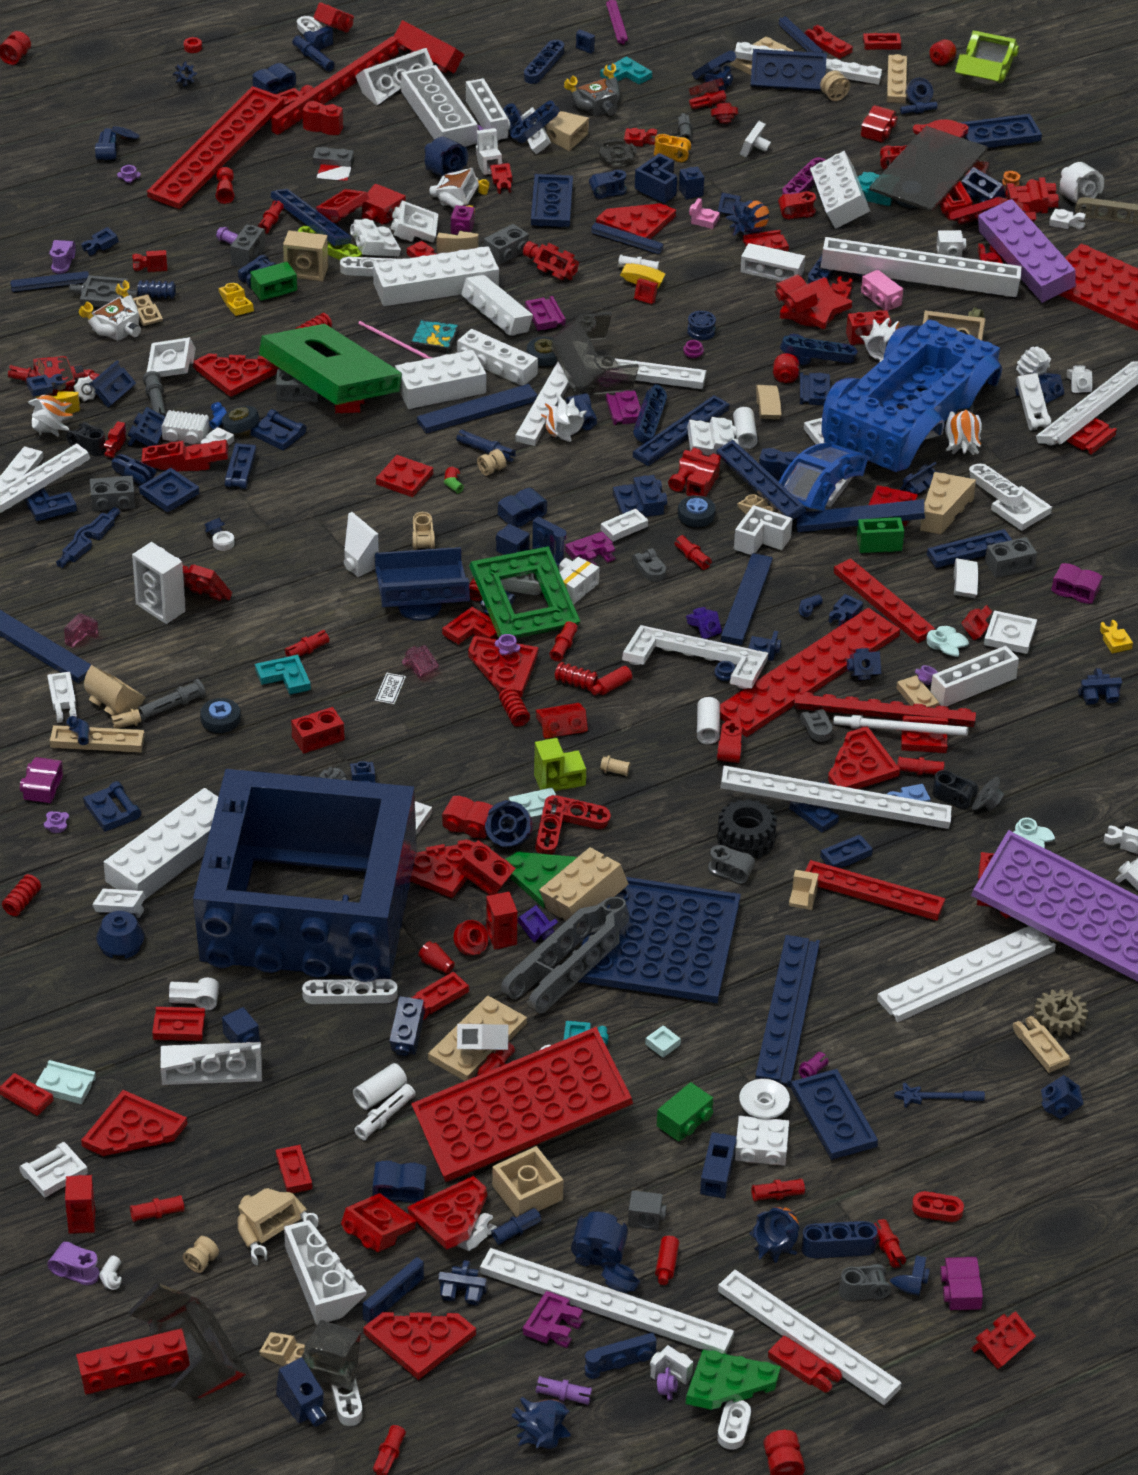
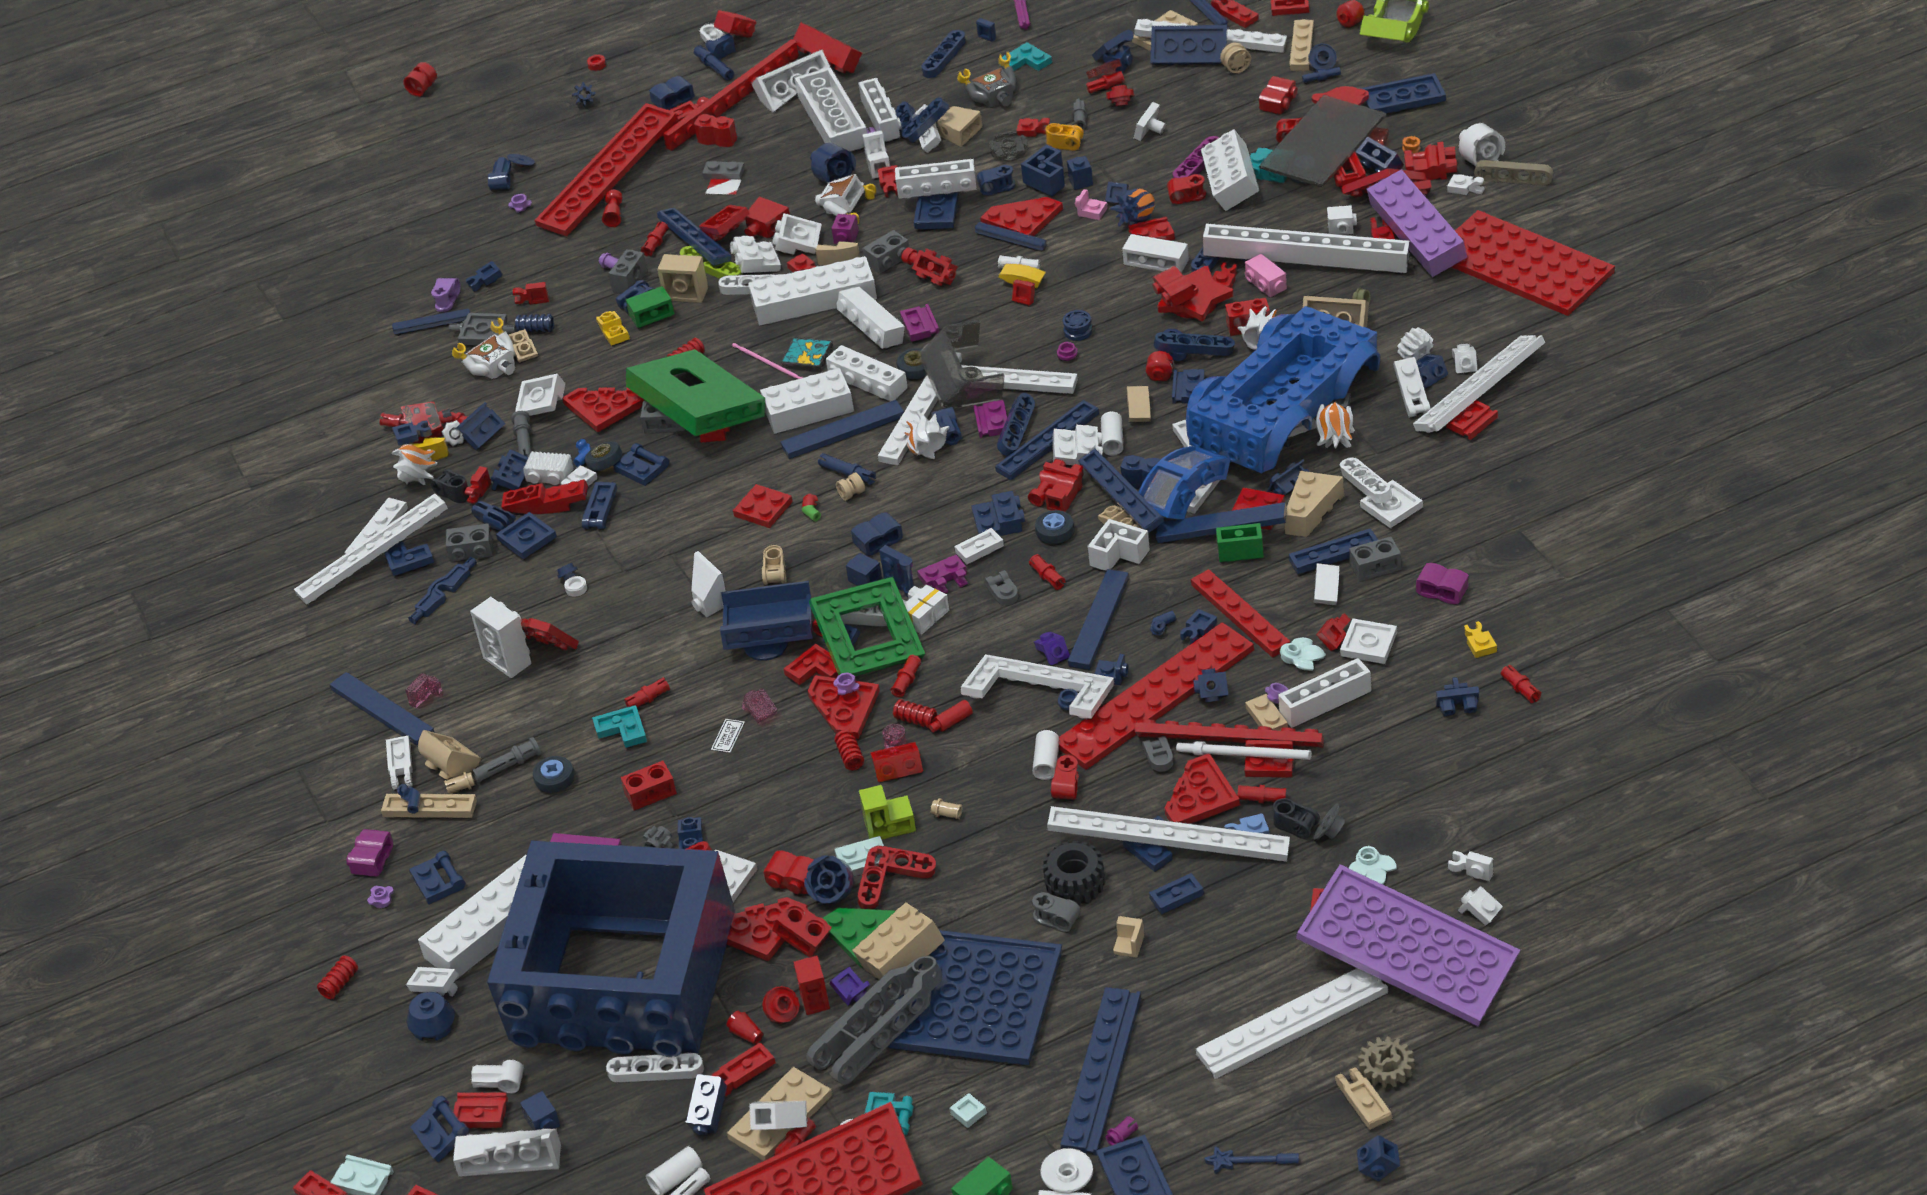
camera: 10 degrees right, 0 degrees up
(134, 1043) = (432, 1132): none -> dark blue plate
(552, 177) = (935, 178): none -> white brick
(557, 695) = (894, 735): none -> clear pink wheel
(877, 890) = (1204, 934): red plate -> none

